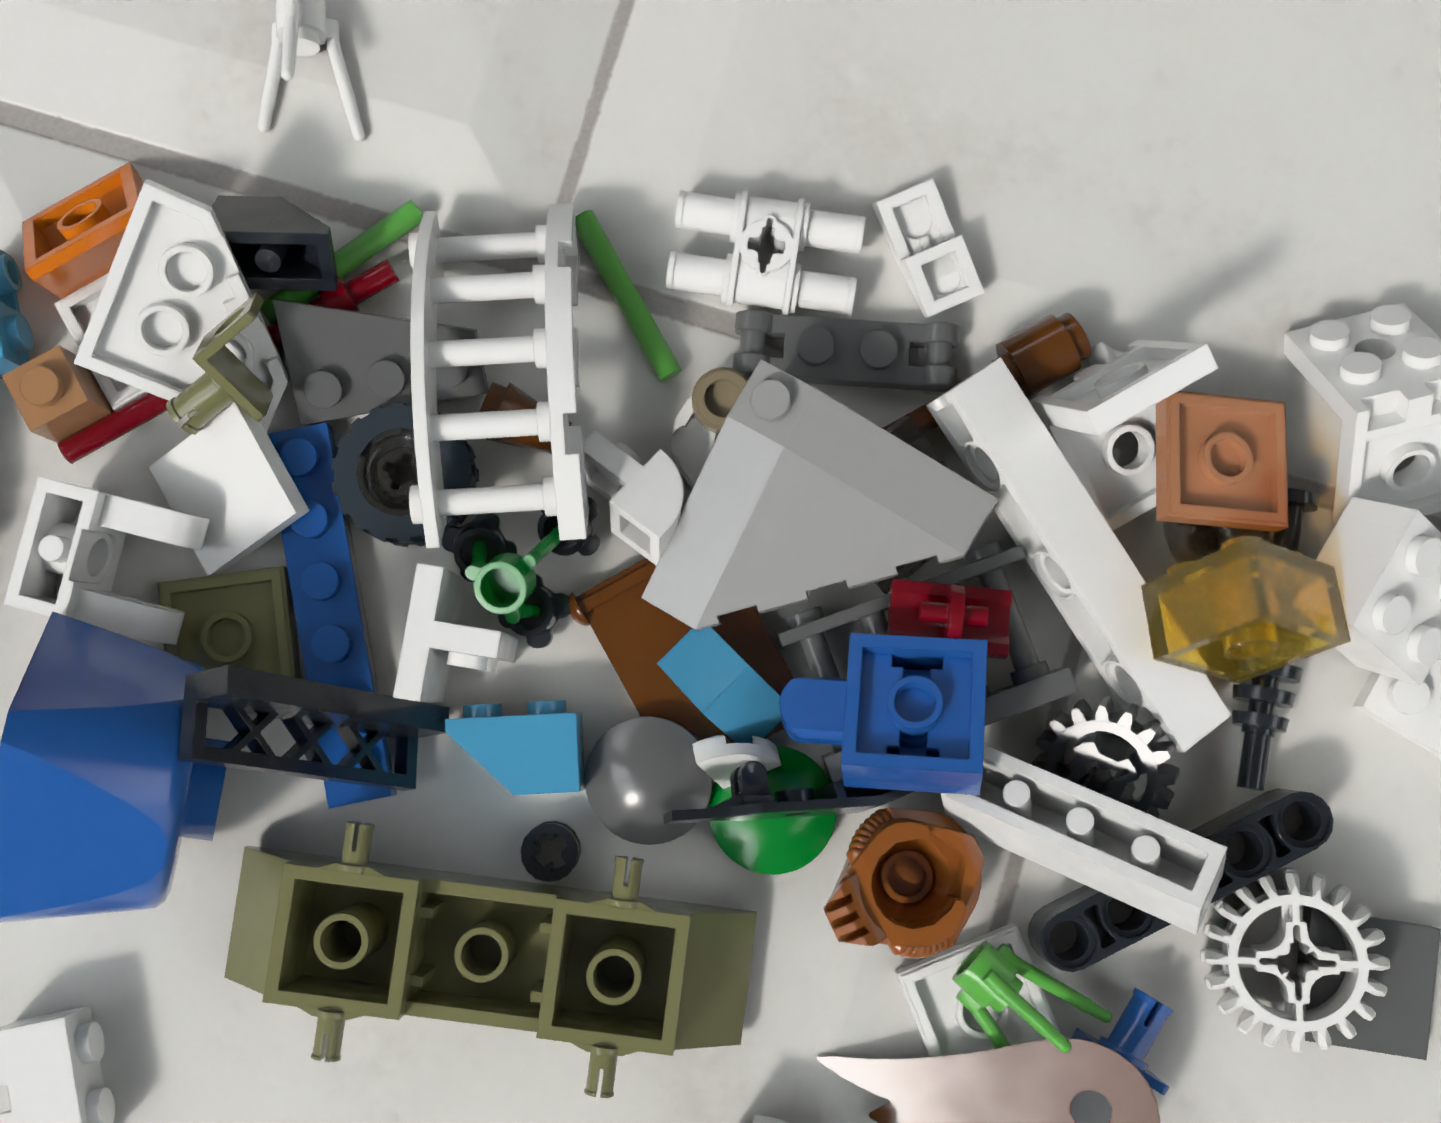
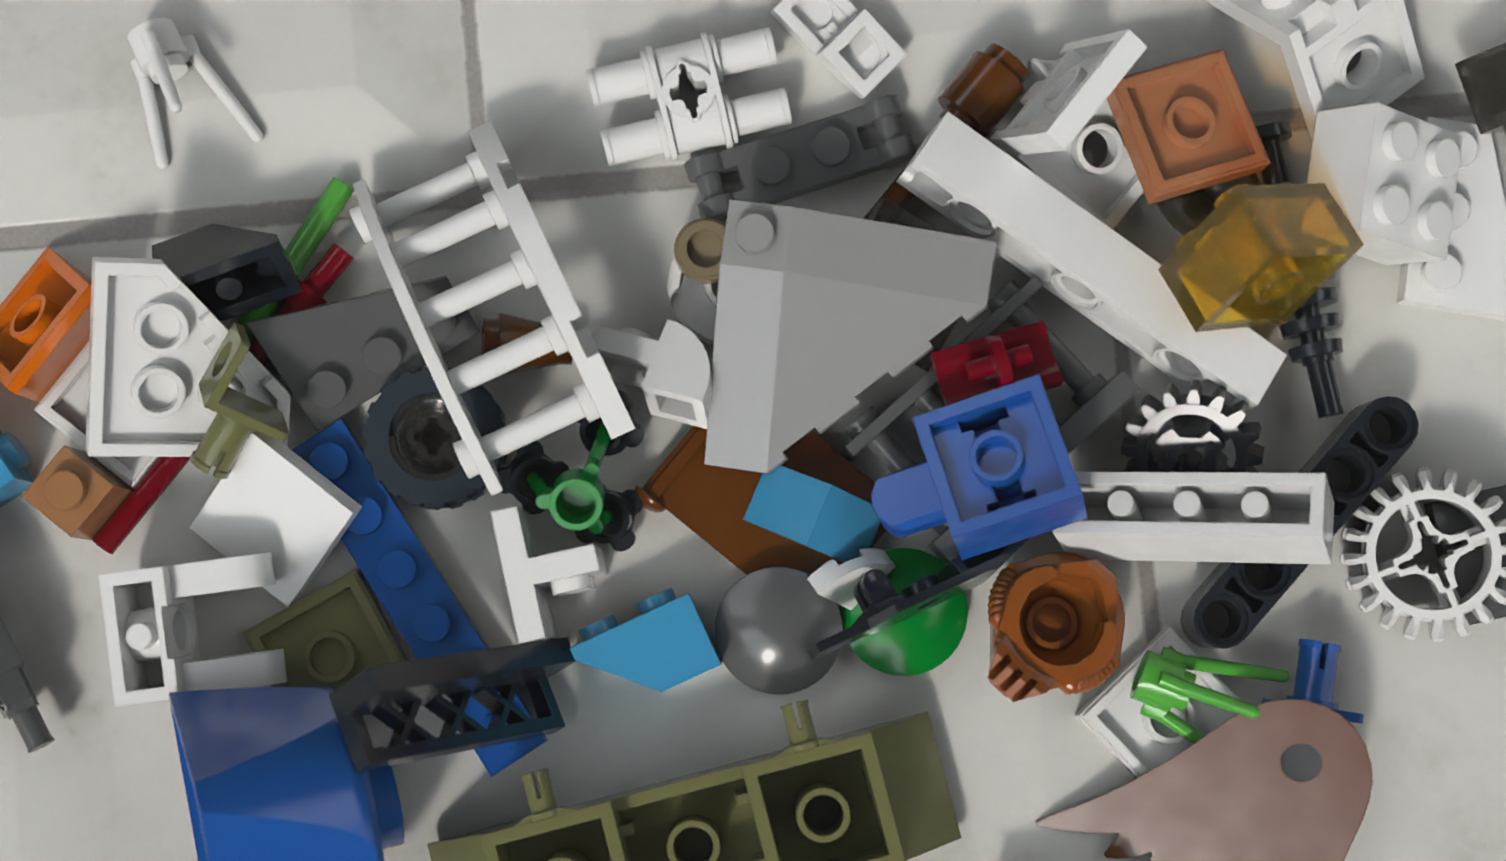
camera: 25 degrees left, 0 degrees up
(531, 847) = (695, 737): black bush -> none
(626, 296) = (574, 189): bright green bar -> none

